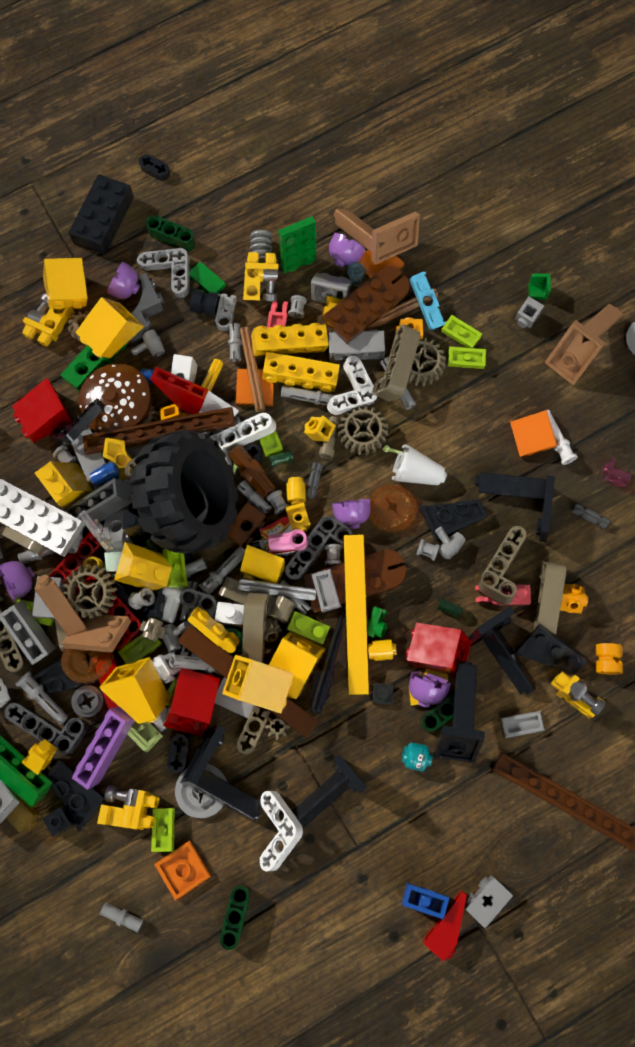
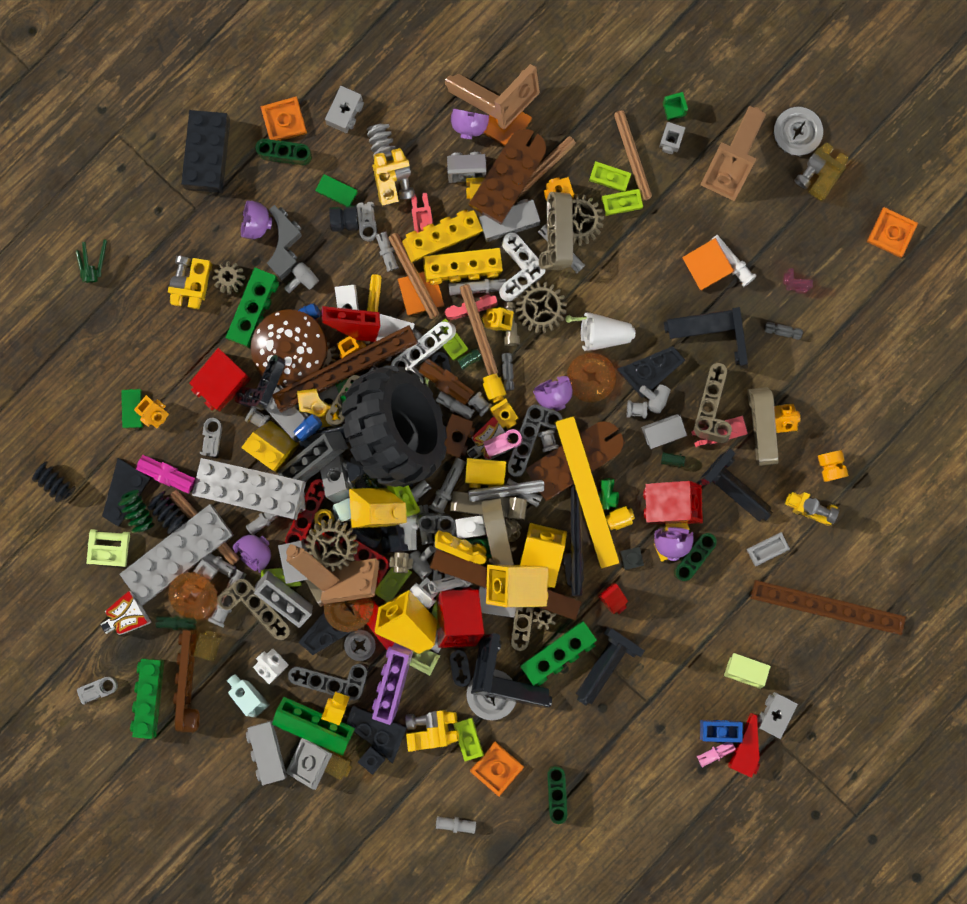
camera: 15 degrees left, 10 degrees up
(16, 465) = (212, 439): none -> light grey piece
(23, 541) = (248, 513): dark tan beam -> none
(60, 716) = (310, 651): light grey pin -> none
(65, 283) = (198, 242): yellow slope -> none
(95, 528) = (317, 483): clear plate -> none
(108, 328) = (259, 277): yellow slope -> none
(144, 597) = (379, 538): light grey bush -> none
(152, 169) = (240, 85): black beam -> none
(176, 265) = (301, 185): light grey beam -> none
(181, 207) = (284, 119): none -> orange tile
(236, 212) = (344, 99): none -> light grey brick
(249, 772) = (530, 666): none -> green brick
(284, 834) = (580, 710): white beam -> none
(296, 412) = (458, 312): none -> coral hinge
(297, 244) = (423, 136): green plate -> none
(297, 307) = (438, 196): light grey bush -> none
(297, 431) = (478, 329): none -> medium nougat axle
(308, 628) = (545, 517): lime plate -> none
(326, 590) = (552, 478): light grey tile -> none
(352, 727) = (613, 599): none -> red slope
(356, 273) = (487, 140): clear light blue cone -> none
(413, 923) = (716, 753): none -> bright pink axle
(416, 756) = (679, 607): teal head -> none
(422, 289) = (574, 165): medium azure piece -> none
(449, 578) = (664, 431): none -> light grey hinge
(461, 740) = (717, 581): black piece -> none
(468, 844) = (747, 671): none -> yellowish green hinge
(488, 322) = (632, 154): none -> medium nougat axle
(551, 650) = (775, 472): black wing -> none

